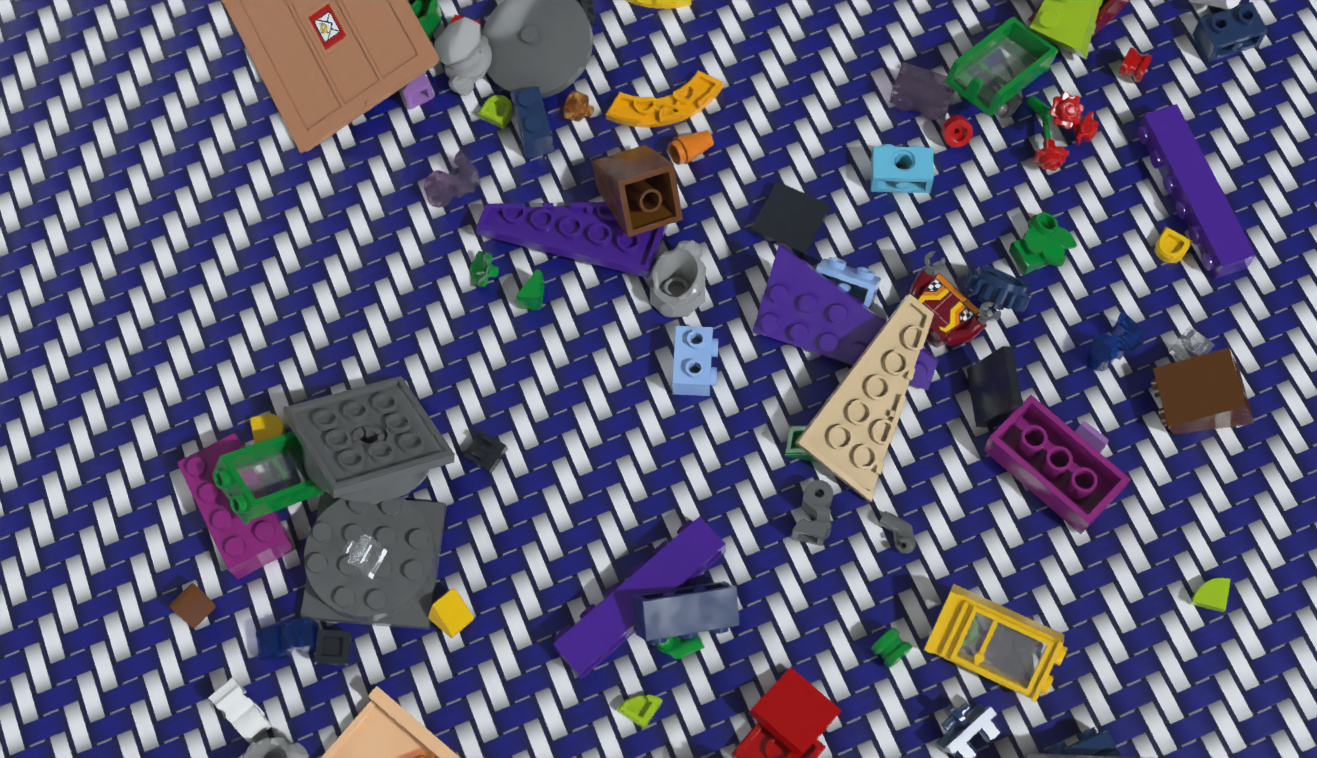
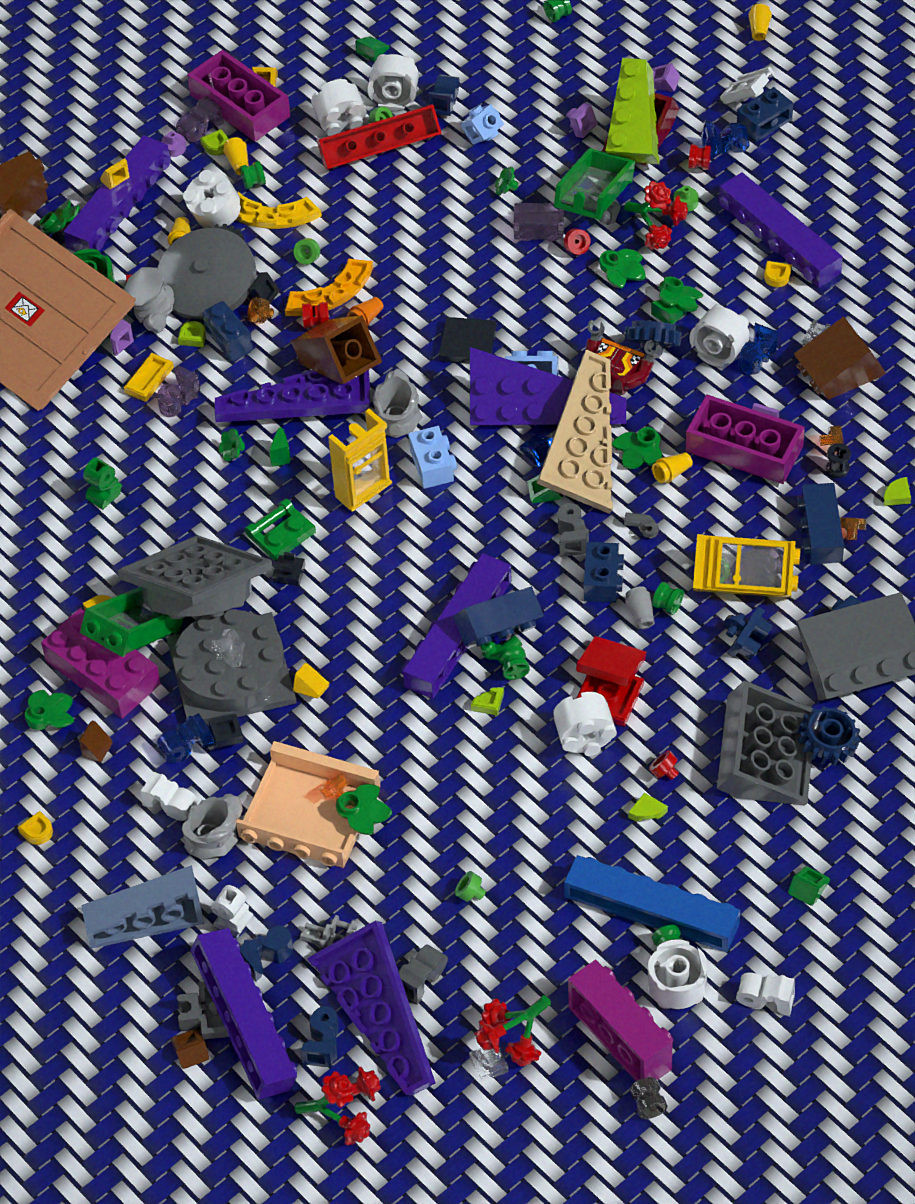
camera: 20 degrees left, 15 degrees down
(92, 693) = (36, 829): none -> yellow tile
(167, 542) = (48, 710): none -> green plate
(325, 273) = (104, 484): none -> green leg
(431, 150) = (148, 377): none -> yellow tile
(500, 404) = (285, 535): none -> green plate
(591, 81) = (263, 287): none -> black tile
(605, 362) = (362, 466): none -> yellow door
(634, 131) = (321, 314): none -> red wheel
(655, 47) = (306, 251): none -> bright green tile
(685, 671) = (514, 662): none -> green wheel
(816, 387) = (536, 448): none -> clear blue slope
(828, 584) = (601, 572): none -> dark blue brick
(856, 647) = (640, 605): none -> light grey cone
(889, 178) = (543, 280): medium azure brick -> none
(905, 27) = (506, 181): none -> green plant
(928, 431) = (639, 447): none -> green plate
(958, 468) = (670, 467): none -> yellow cone
(994, 387) = (676, 401): black tile -> none
(1000, 183) = (622, 266): none -> green plate
(1075, 314) = (720, 335): none -> white brick
(1104, 112) = (689, 196): none -> bright green tile
(1106, 609) = (821, 523): none -> dark blue brick
(1143, 624) = (852, 526): none -> clear orange tile
(1161, 496) = (834, 436): none -> clear orange tile
(1164, 523) = (841, 459): none -> black bush
(1181, 50) = (732, 138): none -> clear blue leg

